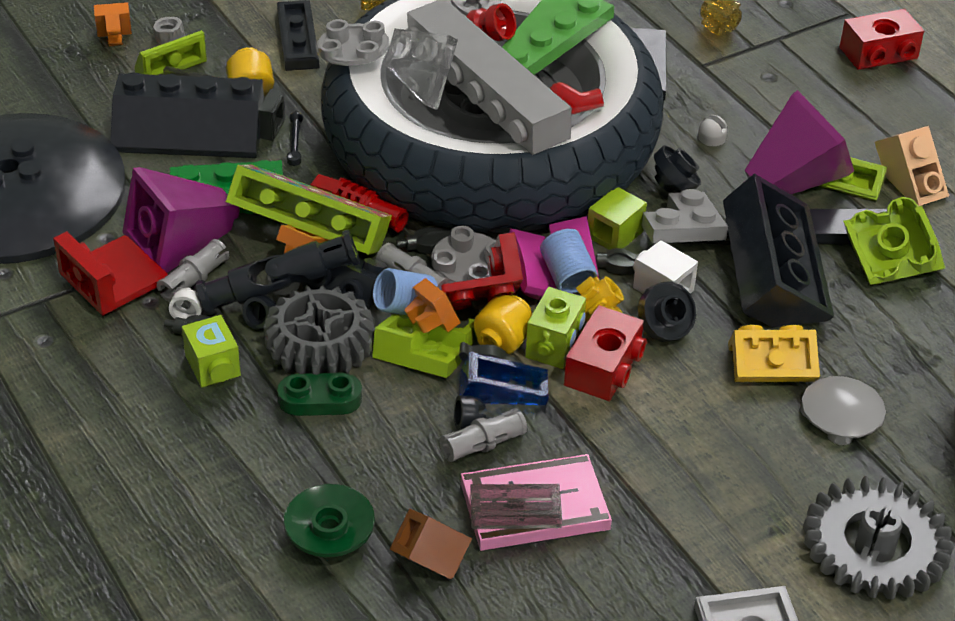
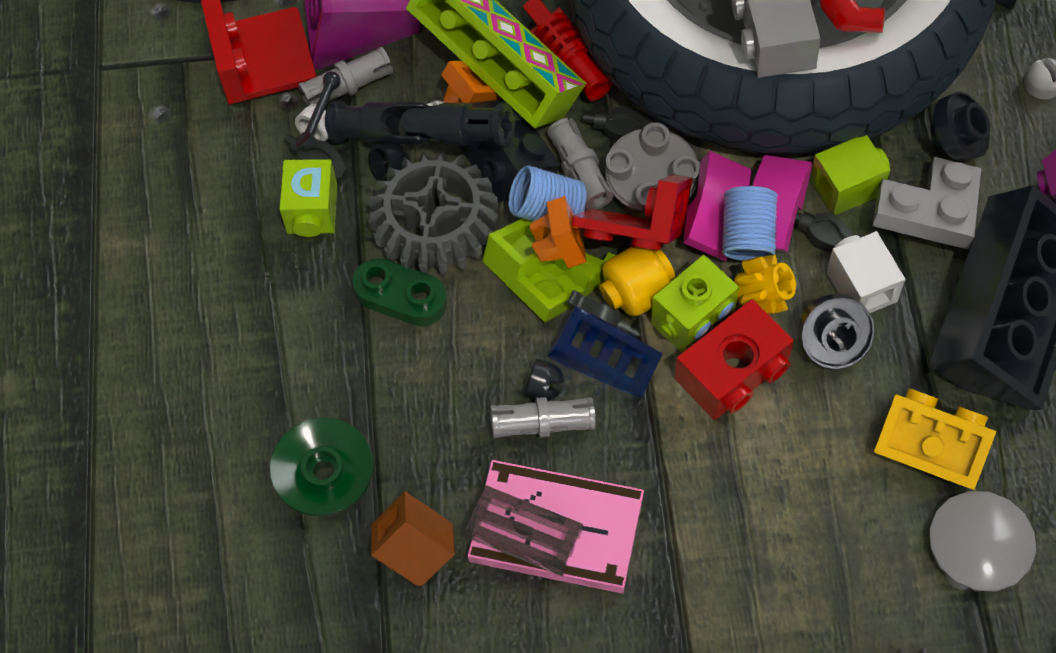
camera: 30 degrees right, 20 degrees up
(193, 308) = (307, 139): none -> black hinge

